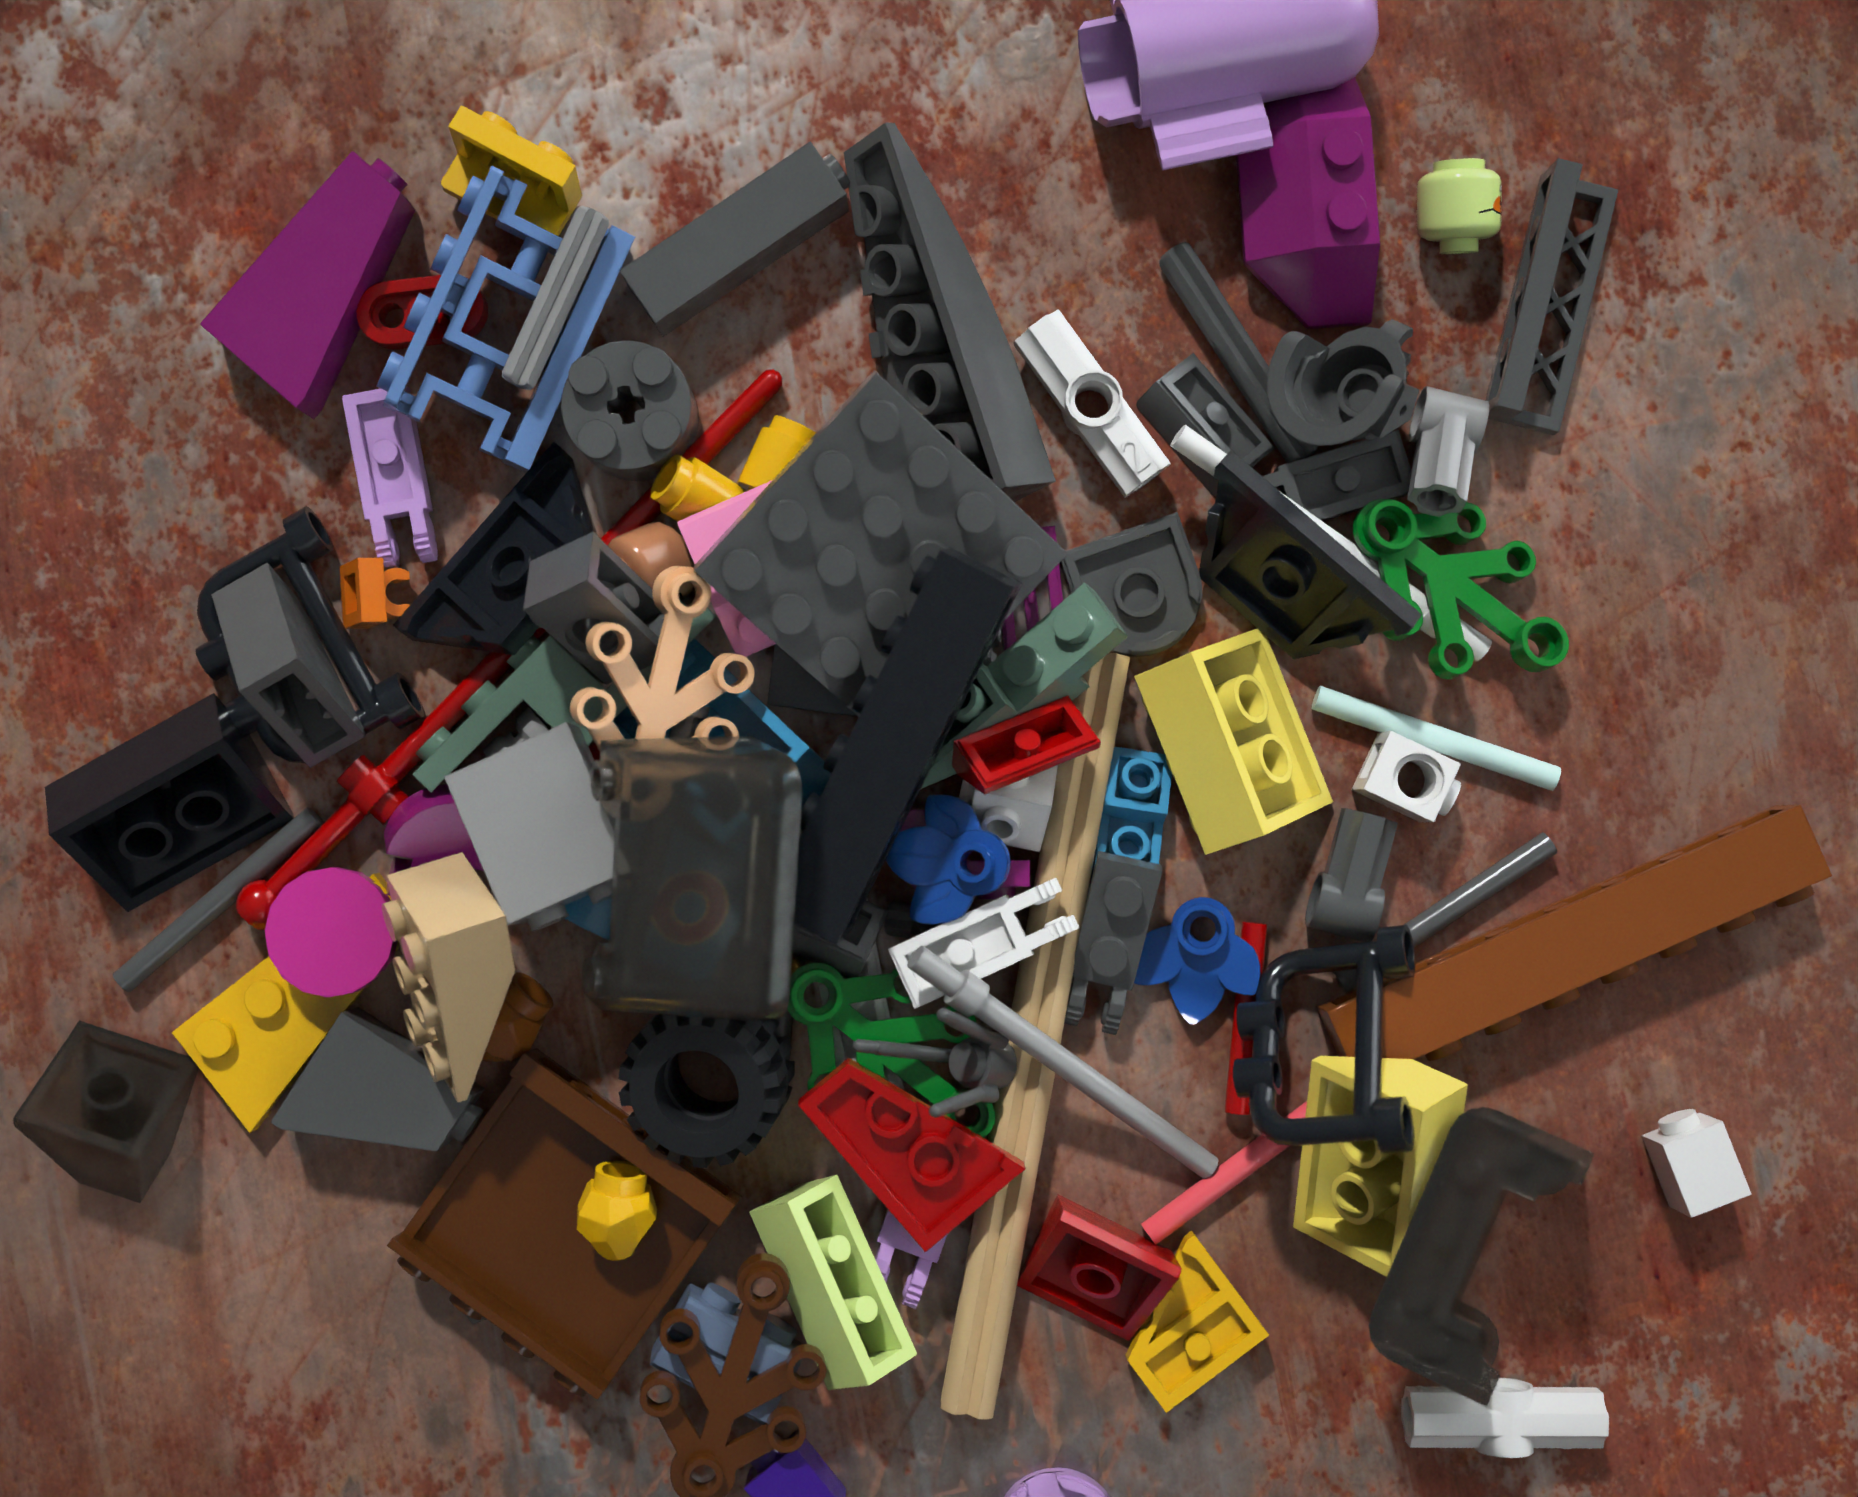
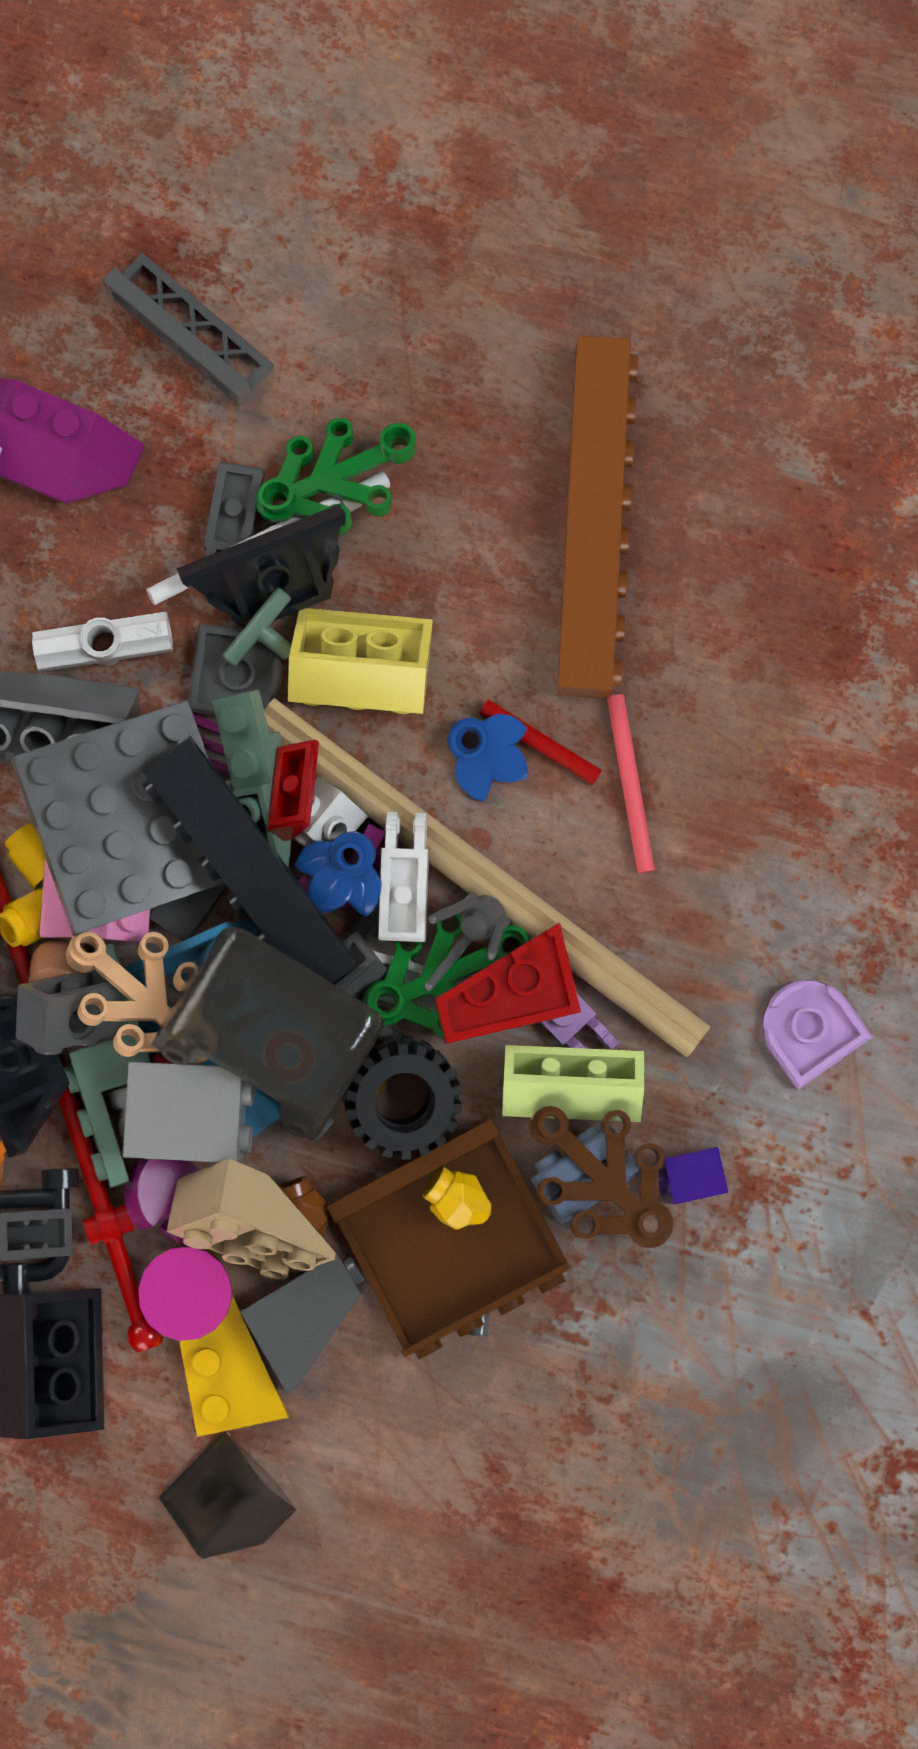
camera: 60 degrees left, 5 degrees down
(217, 900) = (127, 1365): dark grey bar -> none
(971, 997) = (434, 899): light grey bar -> none
(1098, 1269) = (651, 914): red slope -> none
(1113, 934) = (443, 796): dark grey hinge -> none
(1135, 805) = (379, 749): dark azure slope -> none
(1193, 1329) = (716, 872): yellow wing -> none
(1196, 399) = (133, 575): dark grey slope -> none
(1207, 594) = (259, 629): none -> sand green piece
(1229, 342) = (119, 535): dark grey axle -> none
(1263, 1022) = (546, 730): black bar -> none
(1342, 389) = (175, 481): dark grey helmet -> none
(1349, 892) = (494, 638): dark grey piece -> none
(1351, 1190) = (666, 701): light yellow slope -> none
(1380, 777) = (437, 584): white brick -> none
(1420, 1306) = (699, 641): clear smoke windscreen -> none
(1437, 738) = (425, 536): light aqua bar -> none
(1446, 437) = (240, 434): light grey piece -> none
(1459, 205) = (99, 353): yellowish green head -> none
(1469, 896) = (537, 586): dark grey bar -> none
(1511, 1424) = (869, 707): white piece -> none
(1695, 1162) = (768, 510): white brick -> none

